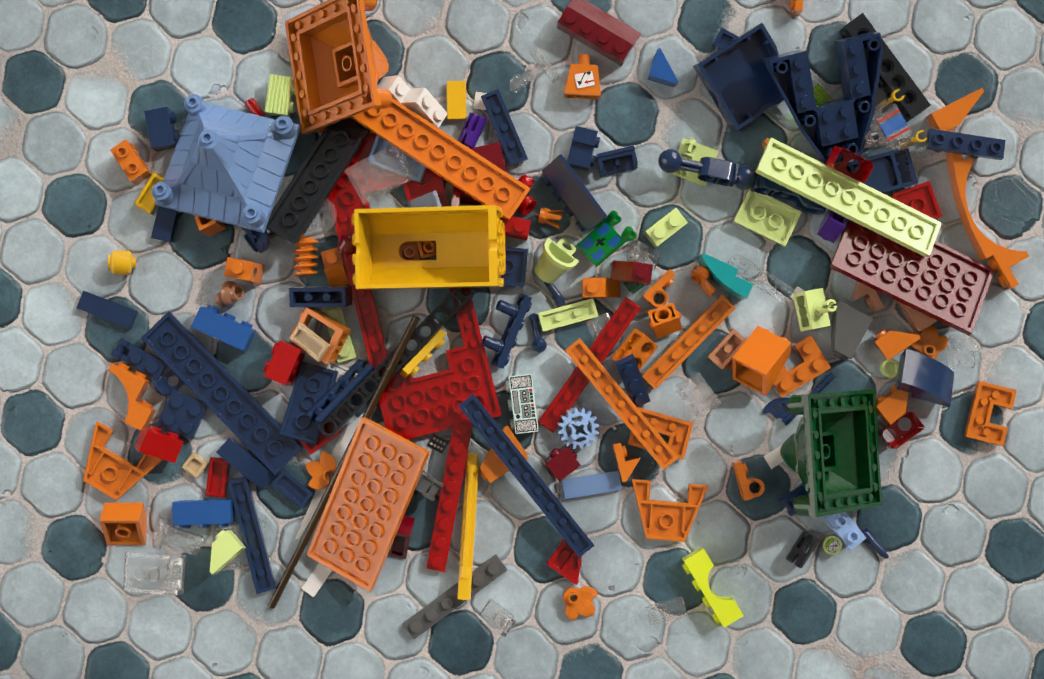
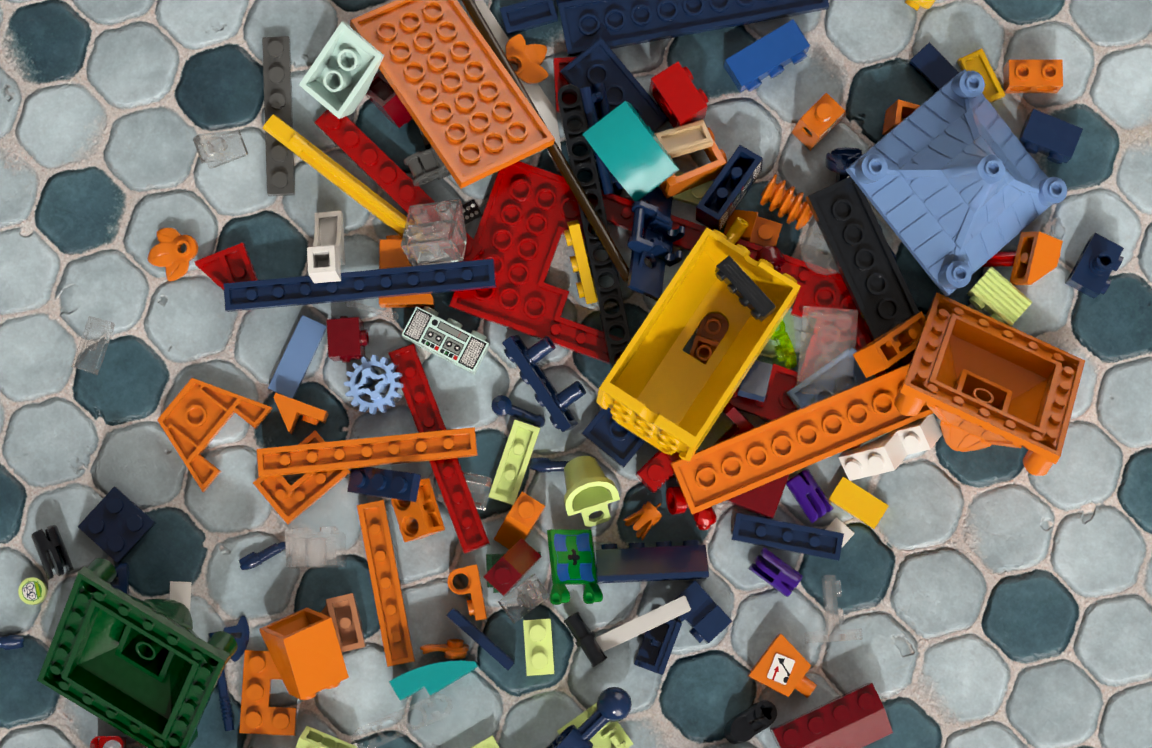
camera: 120 degrees right, 5 degrees down
(223, 52) = (1095, 266): none -> dark blue brick
(229, 294) = (803, 88): nougat animal -> none
(242, 89) = (1034, 257): none -> orange slope
(338, 367) = (631, 151): none -> teal slope
(343, 275) = (736, 230): none -> yellow arm
(352, 136) = (890, 346): none -> orange slope
(378, 239) = (747, 291): none -> black piece
(384, 318) = (656, 244): none -> dark blue piece
(396, 199) = (784, 349): none -> clear neon green plate
(404, 574) = (342, 71): none -> light aqua slope
(465, 451) = (435, 233): none -> clear slope
(516, 510) = (328, 248): none -> white arch
(529, 120) = (775, 572): none -> dark purple arm
(529, 445) = (392, 316): none -> clear hinge
(611, 176) = (643, 623): none -> white sticker
(625, 78) = (740, 730): none -> black piece
(642, 205) = (585, 639): none -> black pin
(665, 320) = (429, 571): orange head -> none
(683, 264) = (481, 639): none -> dark blue tile
(724, 608) = (49, 413): neon yellow arch -> none
(725, 428) = (255, 559): none -> dark blue piece
(744, 483) = (191, 541): orange plate -> none
(760, 523) = (116, 524): none -> dark blue plate
(845, 529) = (36, 617): light blue brick -> none

